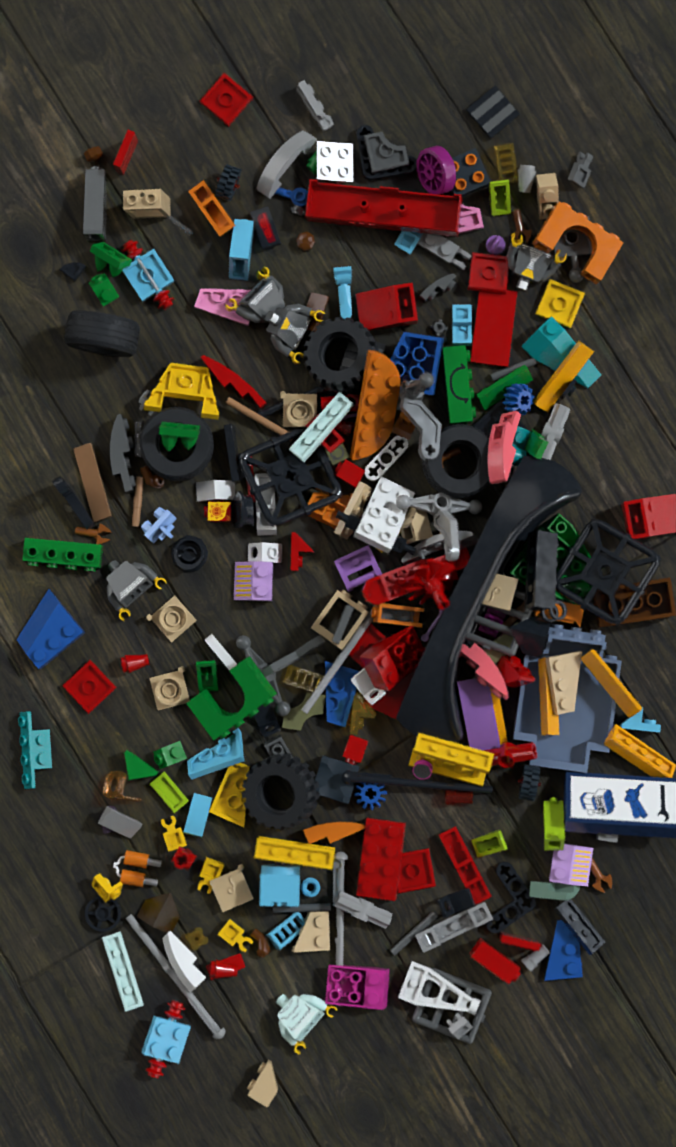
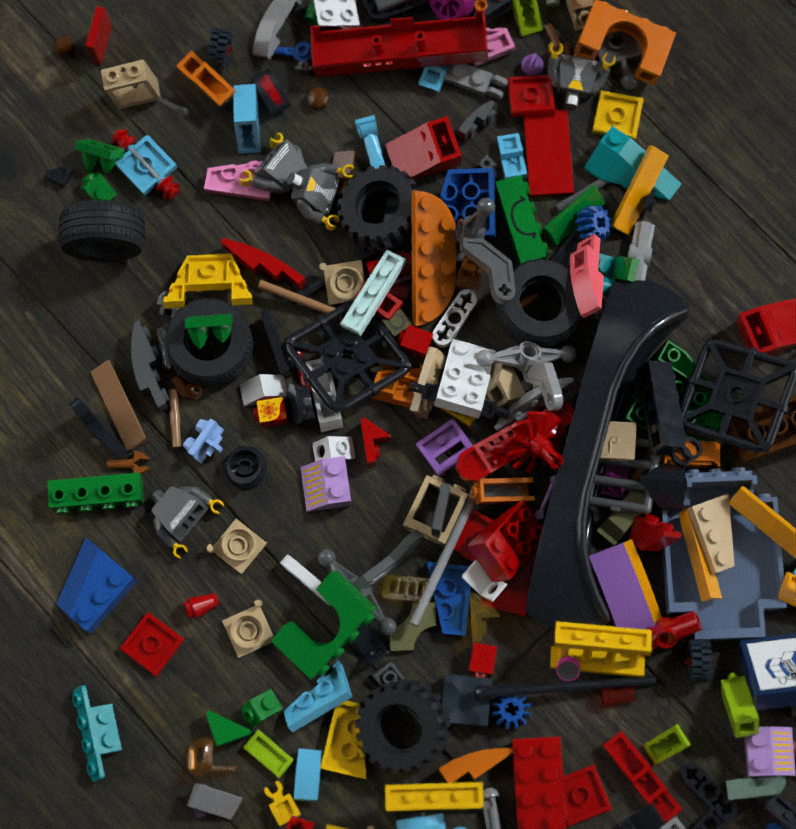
camera: 10 degrees left, 10 degrees down
(95, 204) = (73, 99): dark grey slope -> none
(207, 675) = (290, 603): green slope -> none
(487, 671) = (621, 533): coral slope -> none

